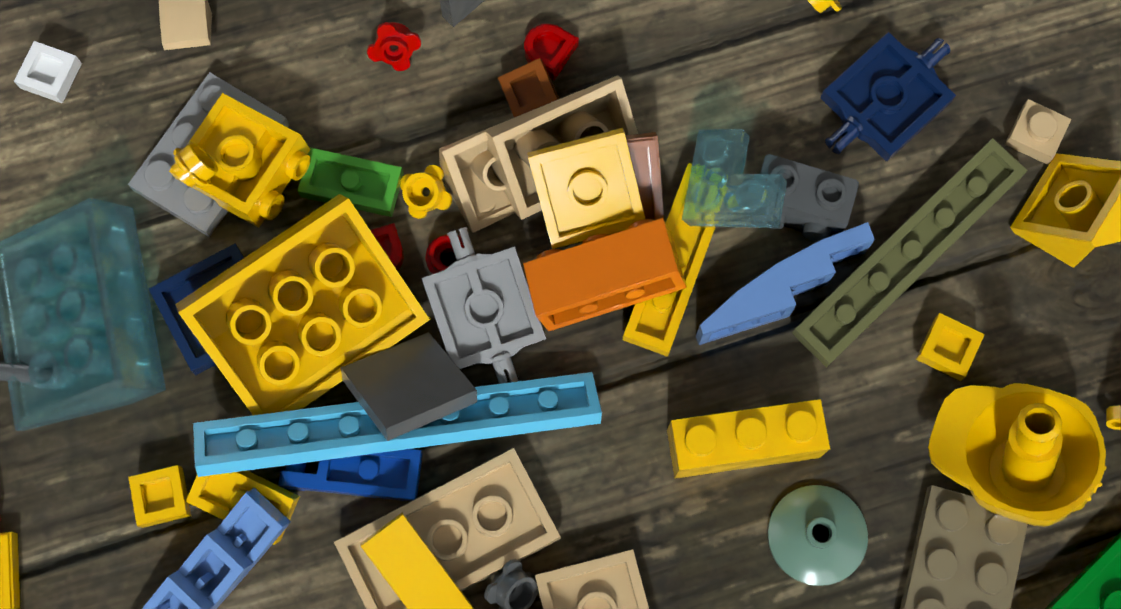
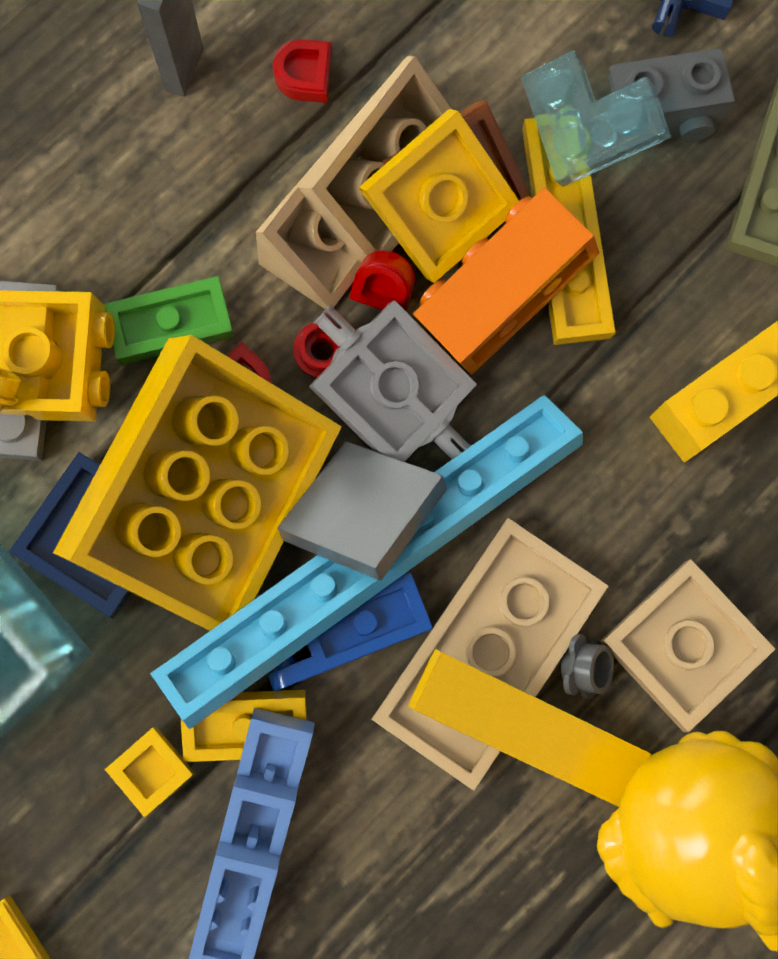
camera: 35 degrees left, 5 degrees up
(398, 35) = (126, 133): red plate -> none
(412, 190) = (241, 290): yellow plate -> none
(519, 229) = (383, 278): none -> red tile
(528, 87) = (309, 123): dark orange plate -> none
(772, 293) = (689, 211): medium blue slope -> none

